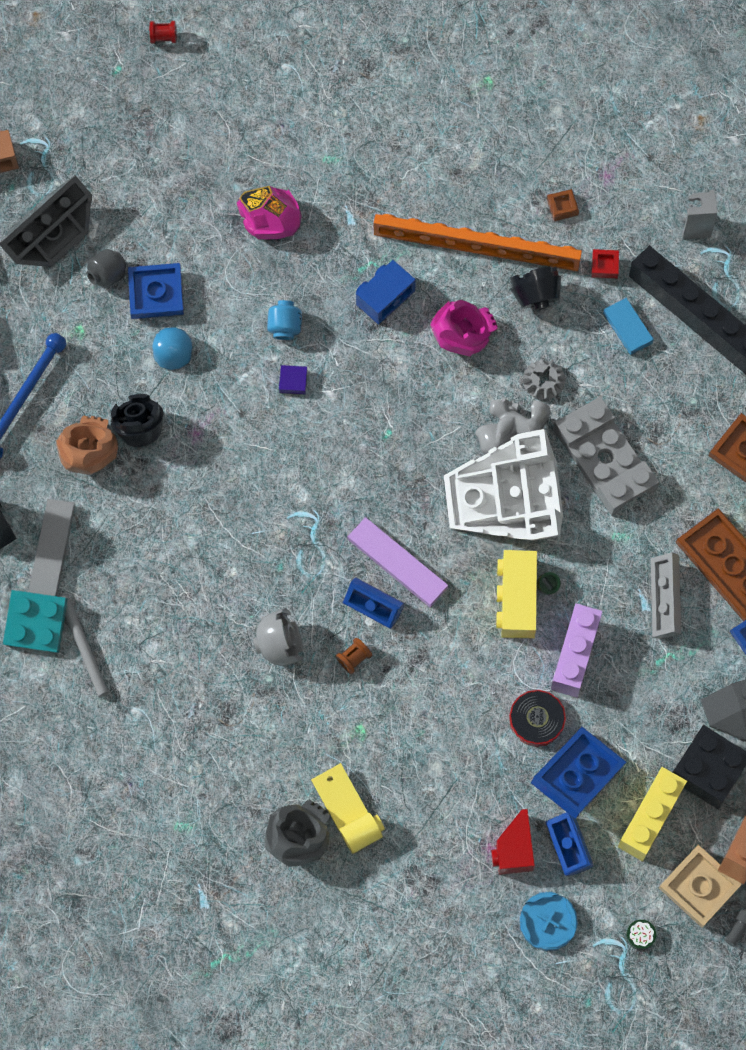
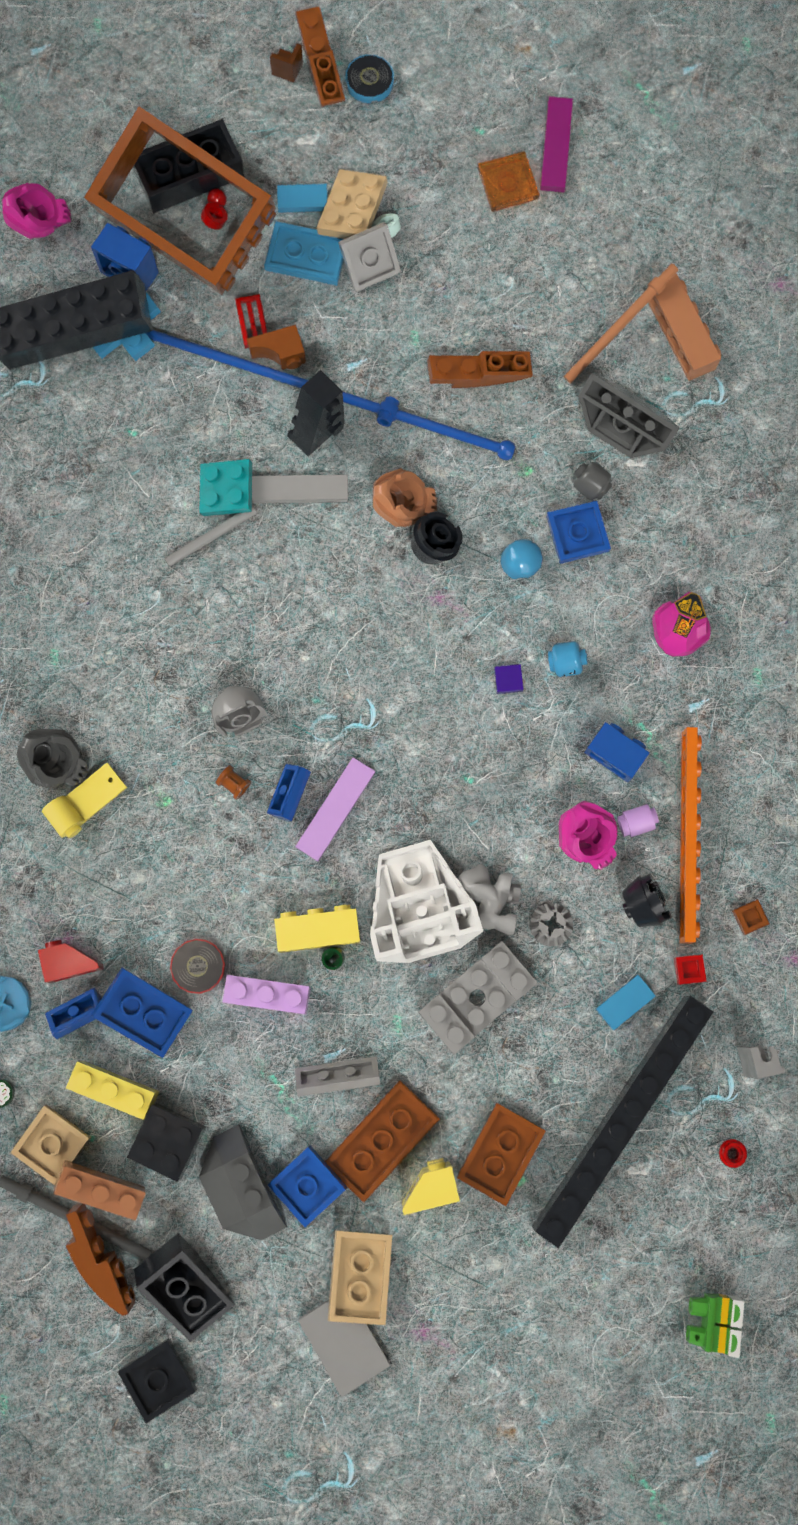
camera: 75 degrees right, 10 degrees up
(455, 283) = (637, 821): none -> lavender brick

